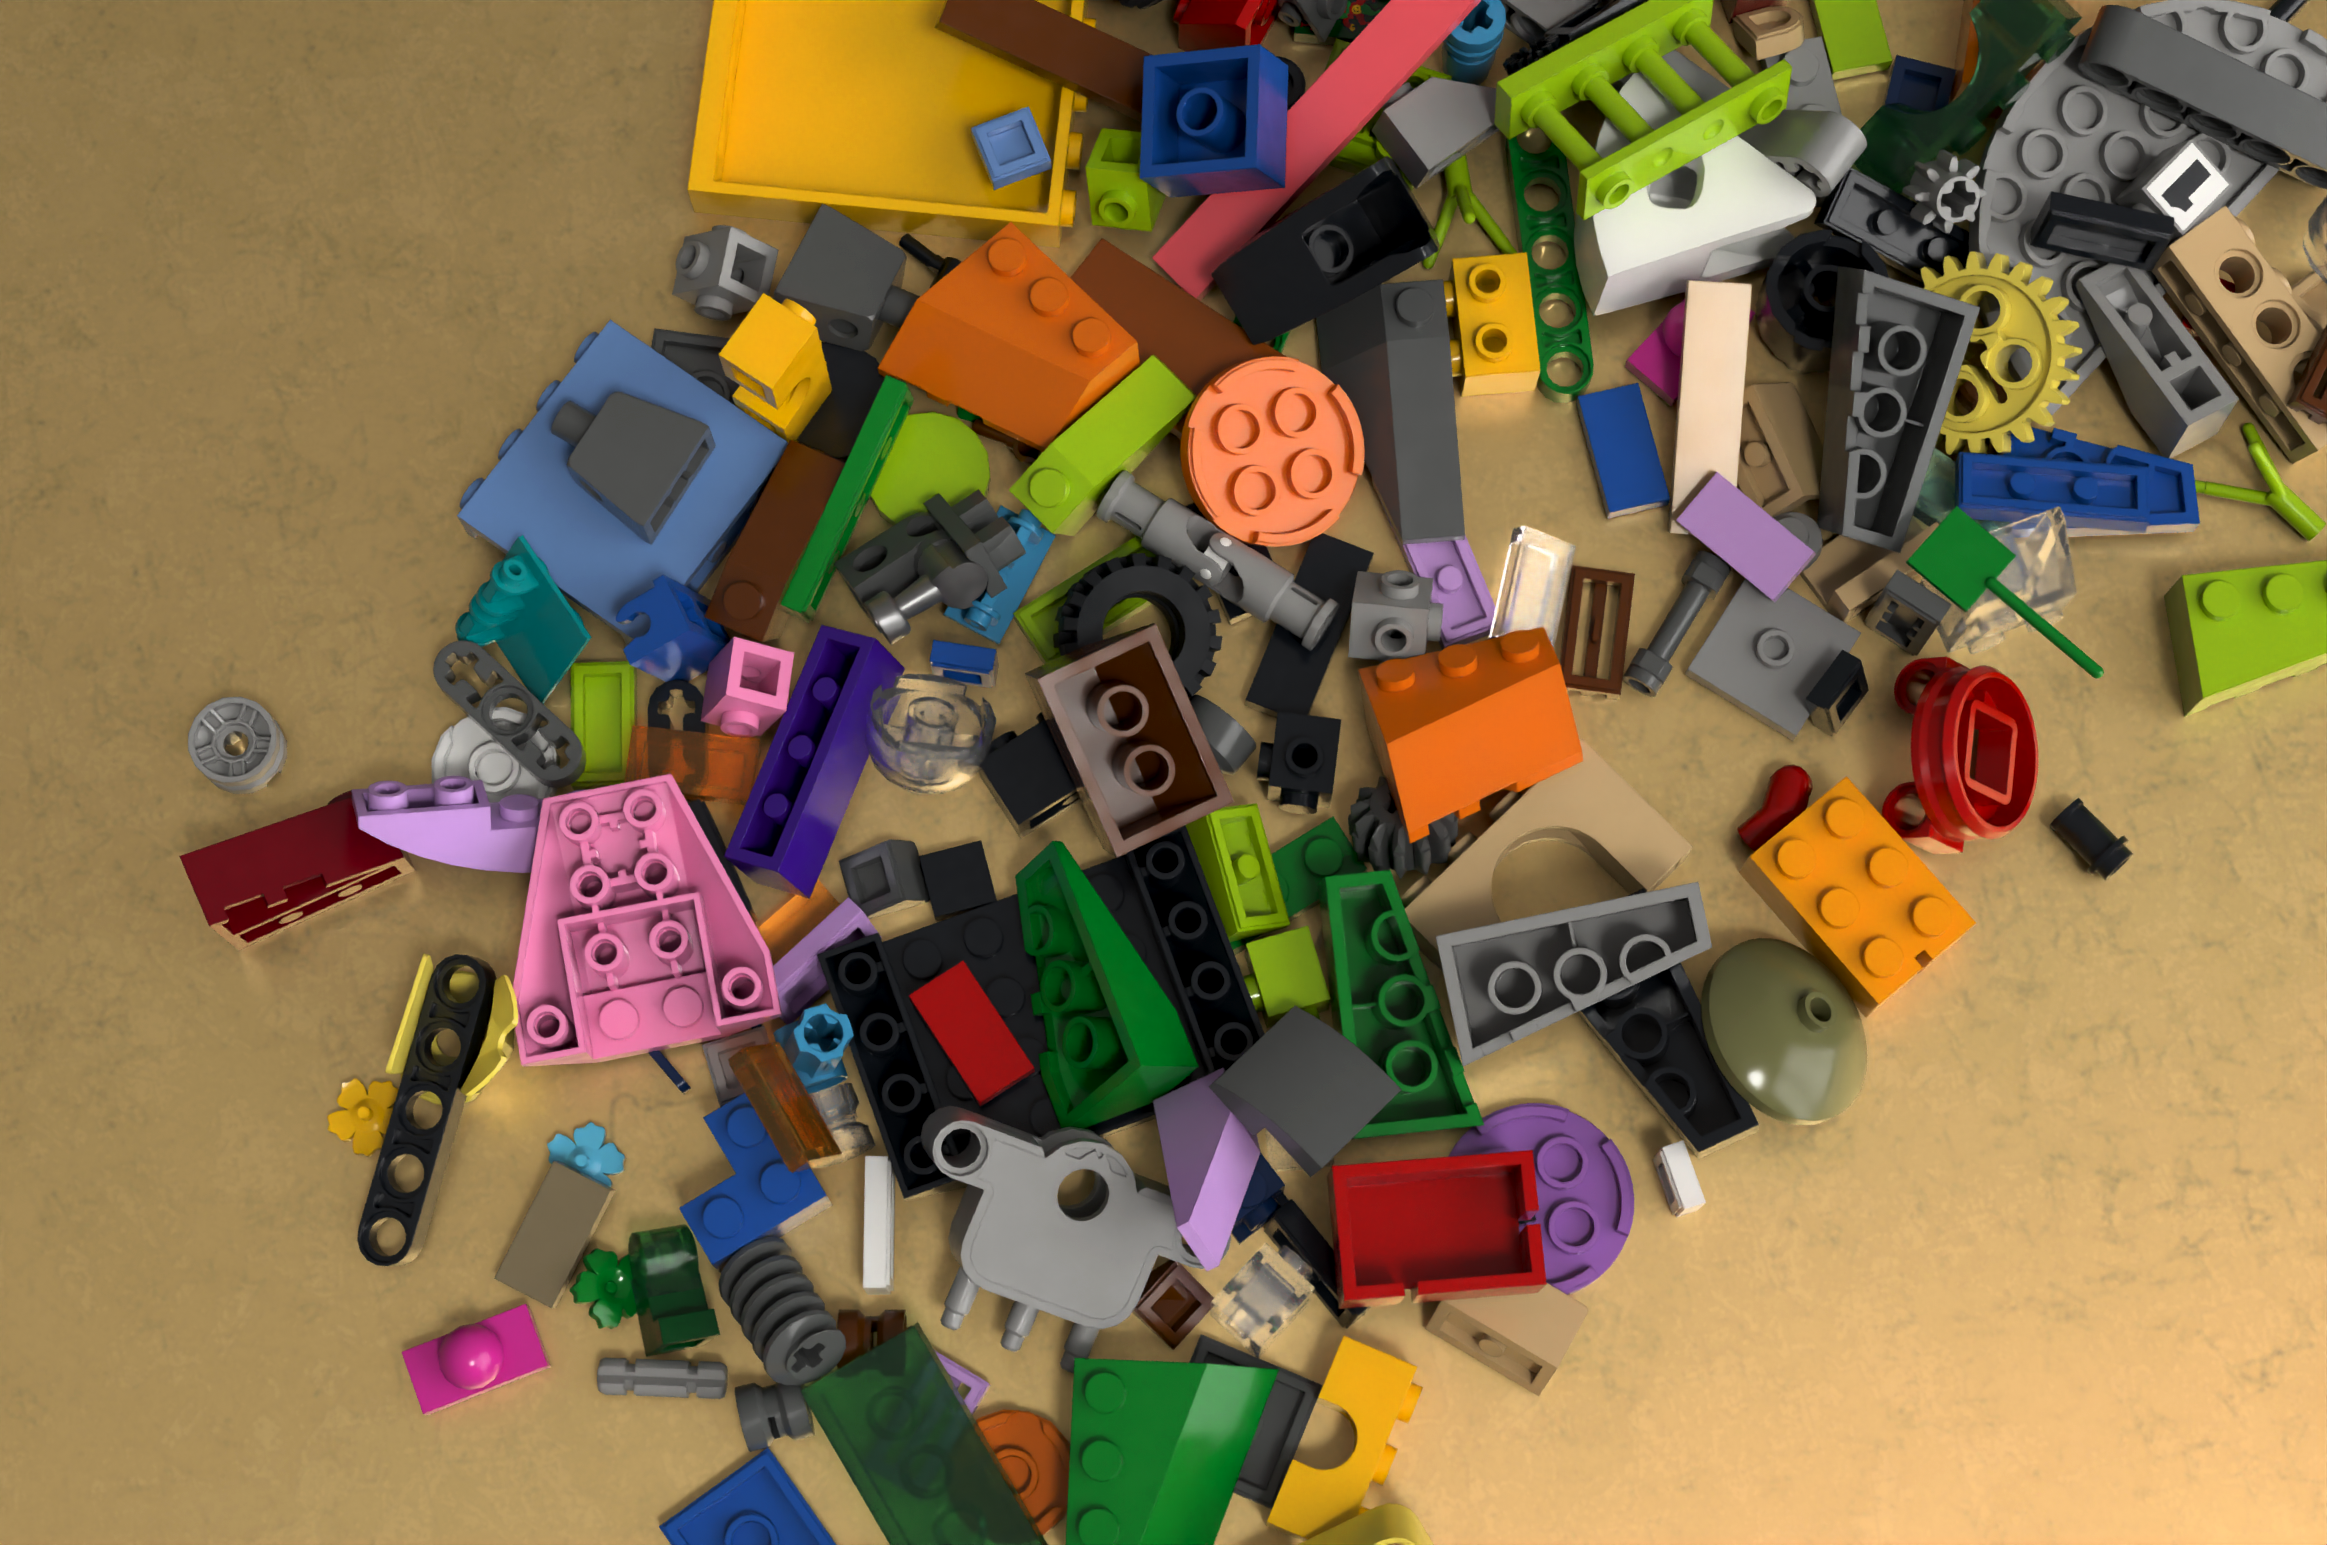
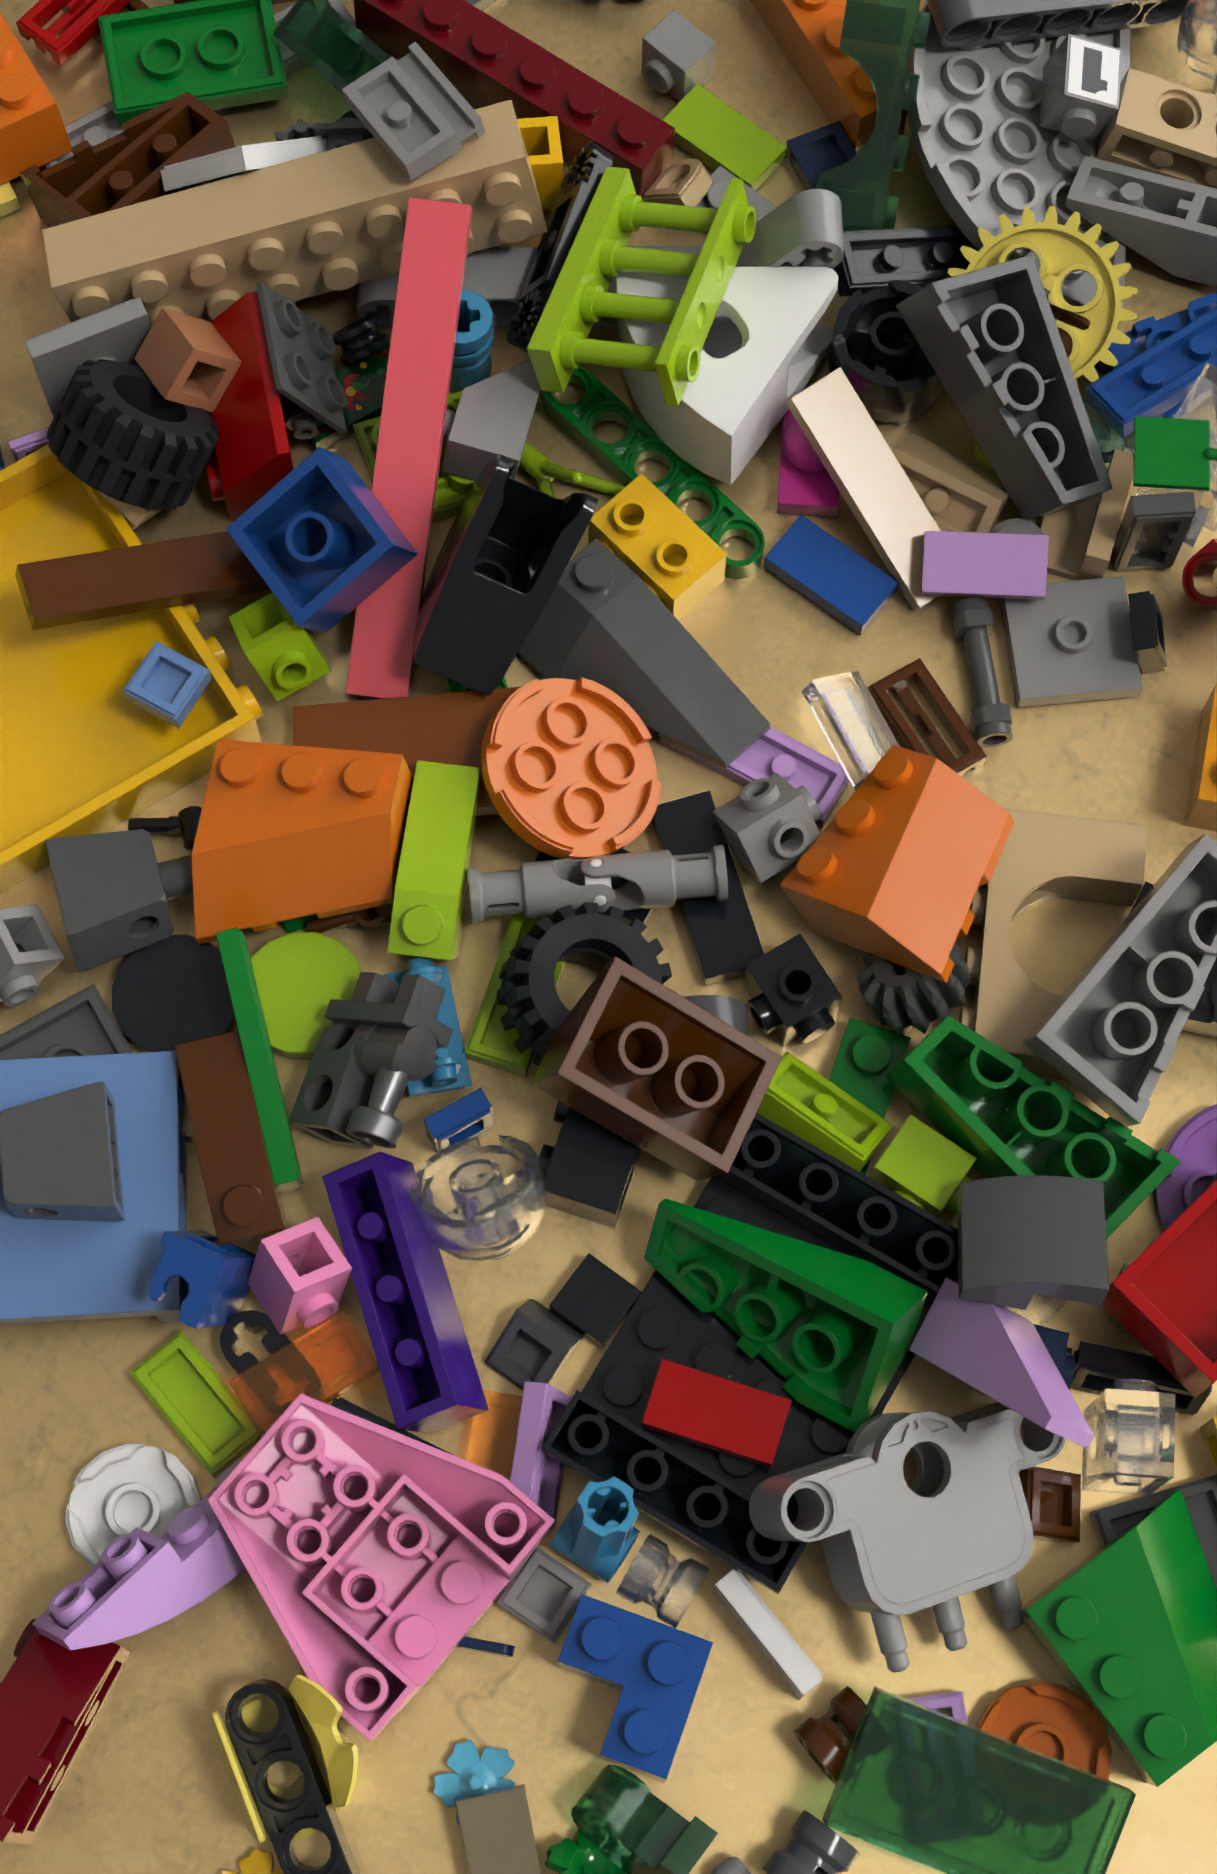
camera: 40 degrees left, 5 degrees down
(488, 671) = (64, 1433): dark grey beam -> none
(526, 619) = (67, 1365): teal hinge -> none
(778, 366) = (122, 988): yellow arch -> none
(781, 1313) = (755, 1773): dark grey piece -> none
(784, 1106) = (620, 1596): clear orange tile -> none
(1783, 802) = (1179, 749): red arm -> none
(1944, 191) = (919, 201): light grey gear -> none
(2102, 231) = (1058, 147): black tile -> none

